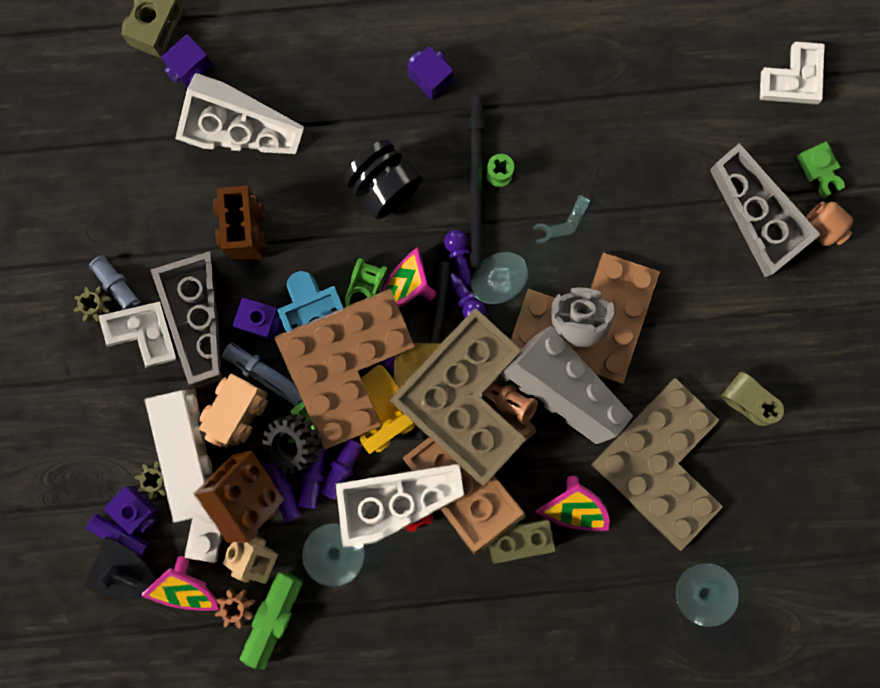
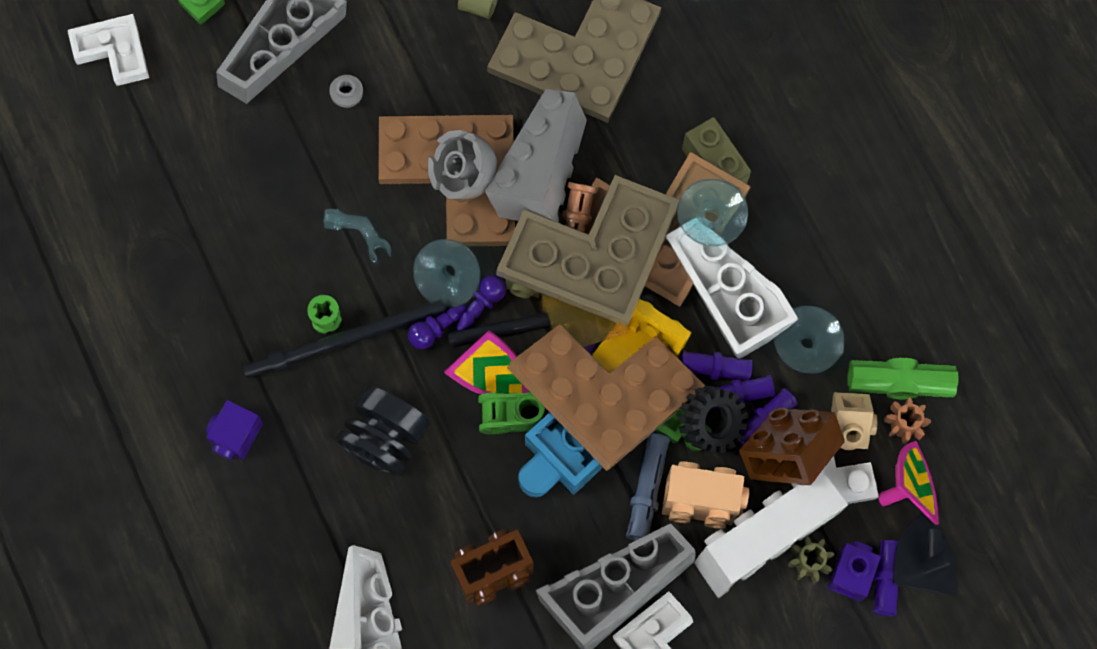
camera: 115 degrees left, 10 degrees down
(257, 319) = (590, 515): dark purple brick -> none
(460, 527) = (714, 197): none -> clear light blue dish
(577, 509) = (660, 114): shield -> none
(685, 257) = (346, 99): none -> light grey plate

